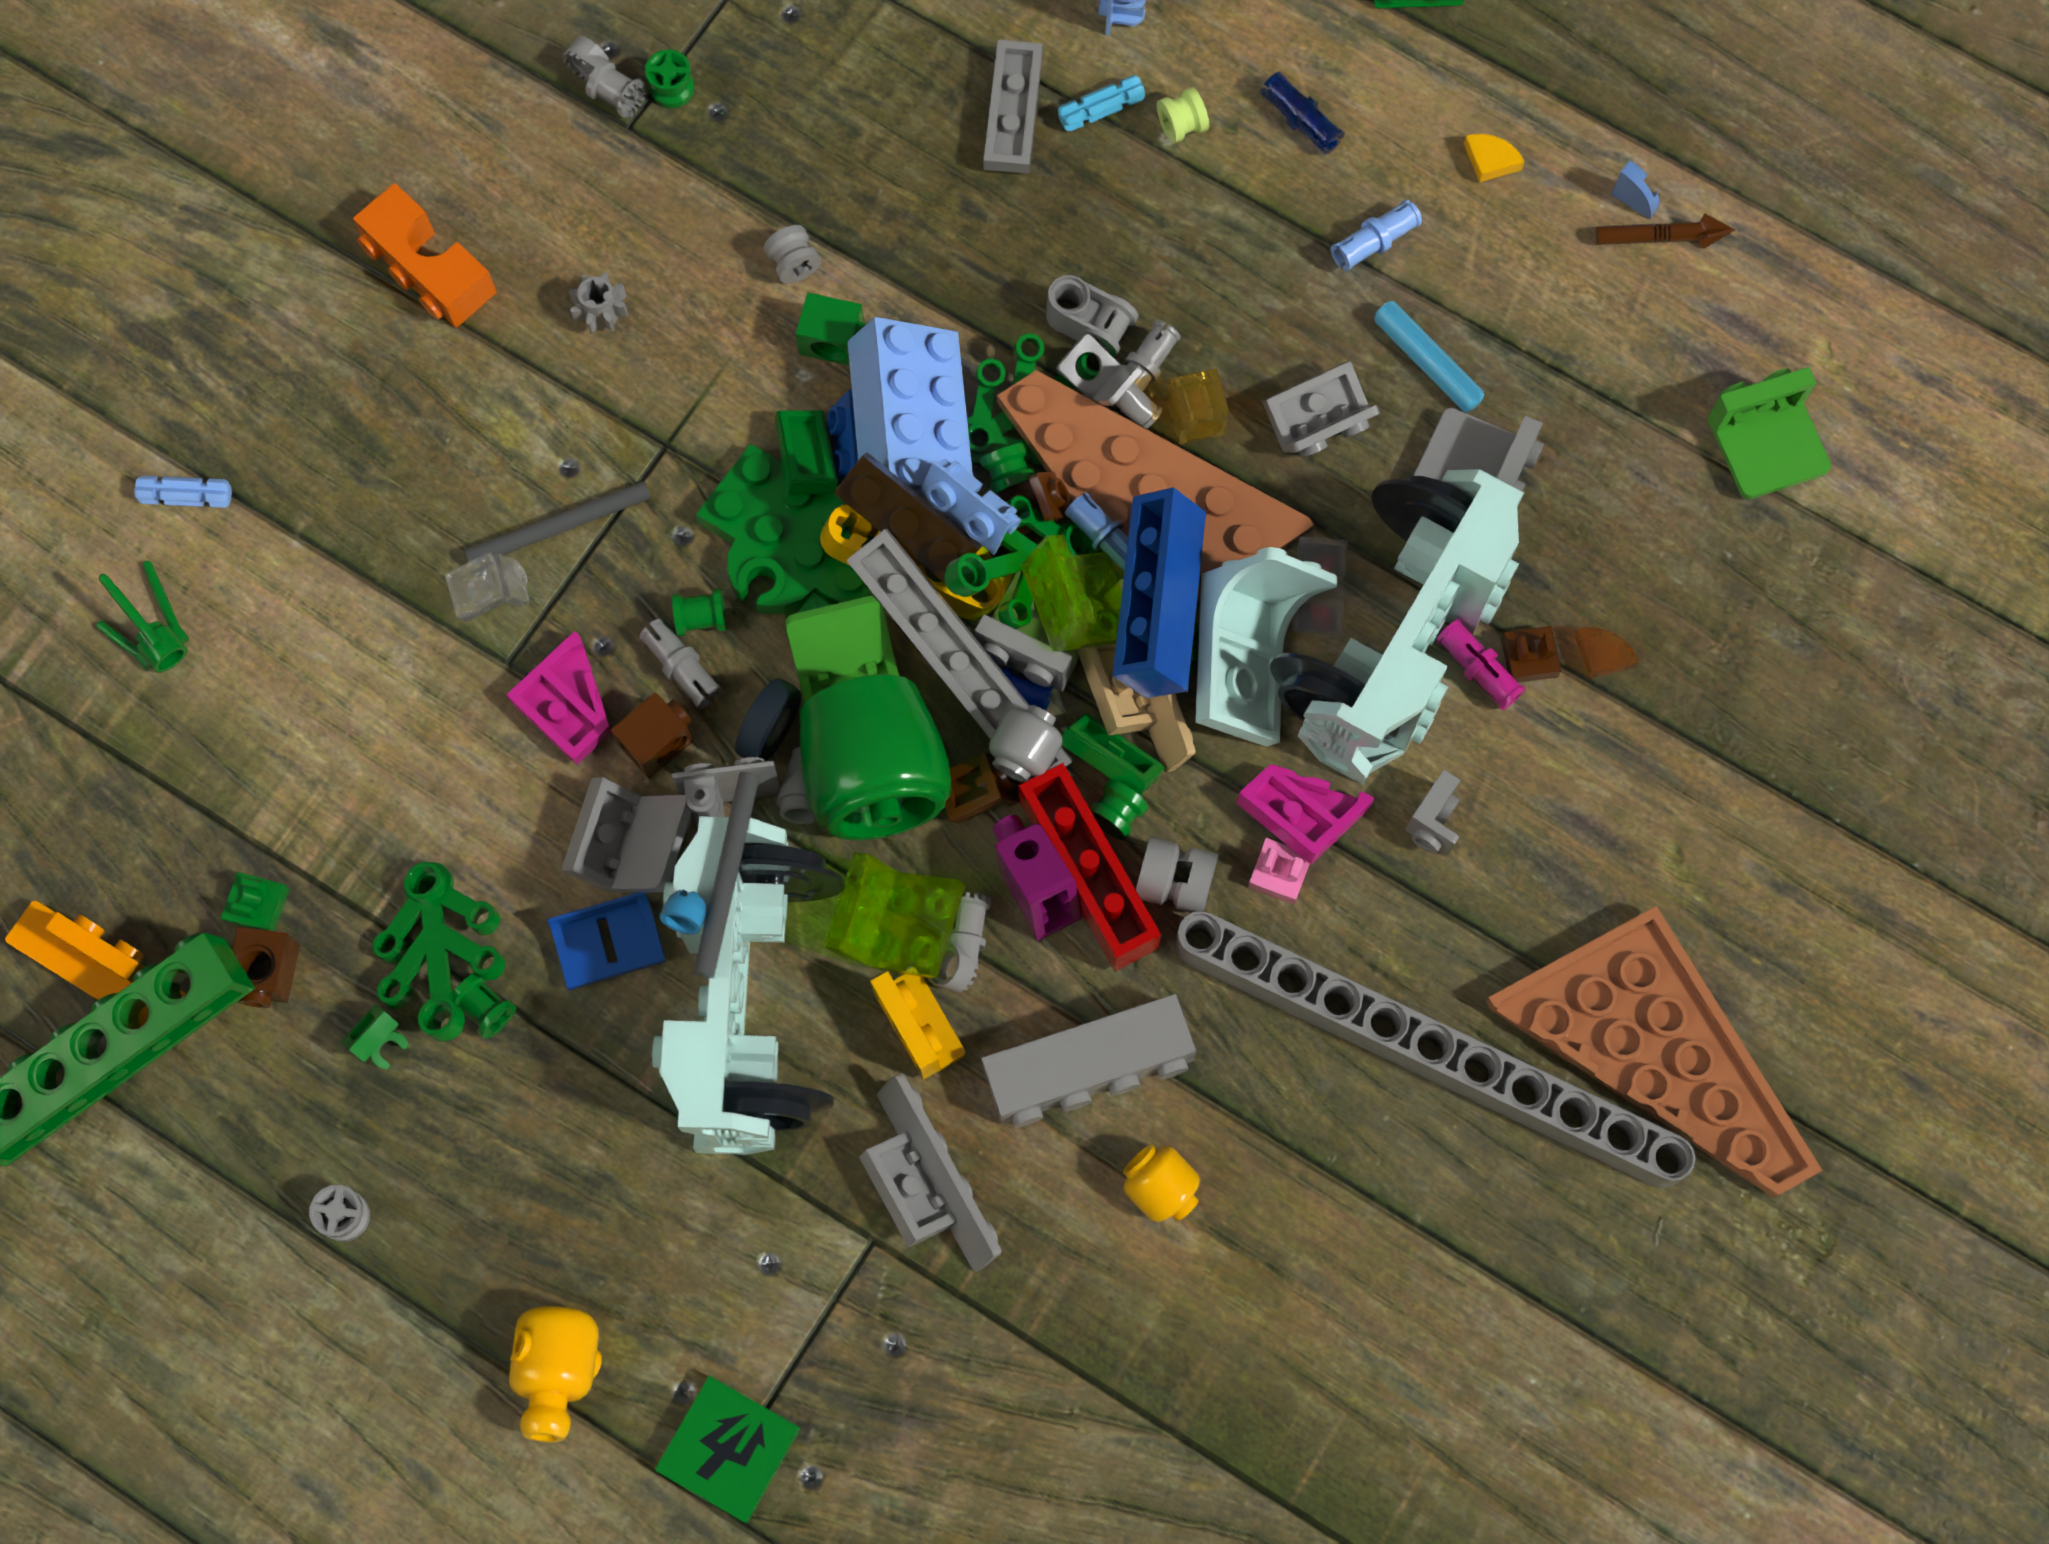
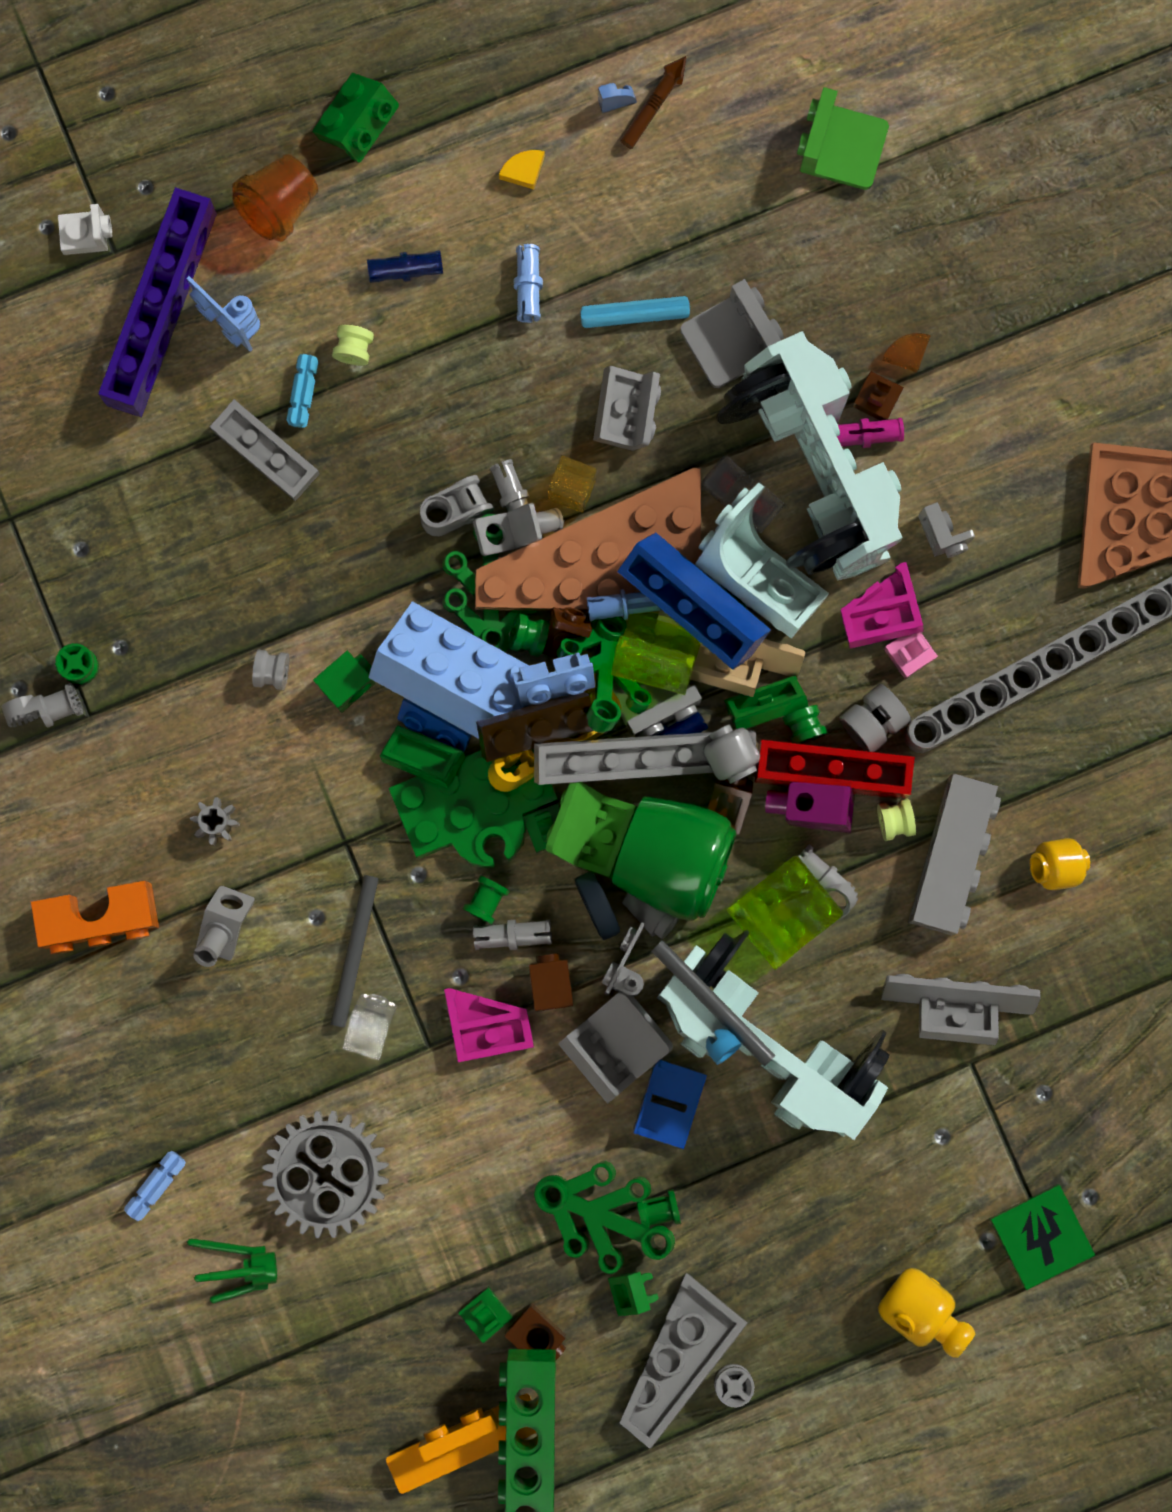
camera: 55 degrees left, 10 degrees up
(258, 644) = (305, 1203): none -> light grey gear
(335, 1138) = (686, 1351): none -> light grey wing
(491, 377) = (221, 927): none -> light grey bracket
(918, 1022) = (859, 943): yellow bracket -> none
(1083, 973) = (896, 819): none -> yellowish green wheel

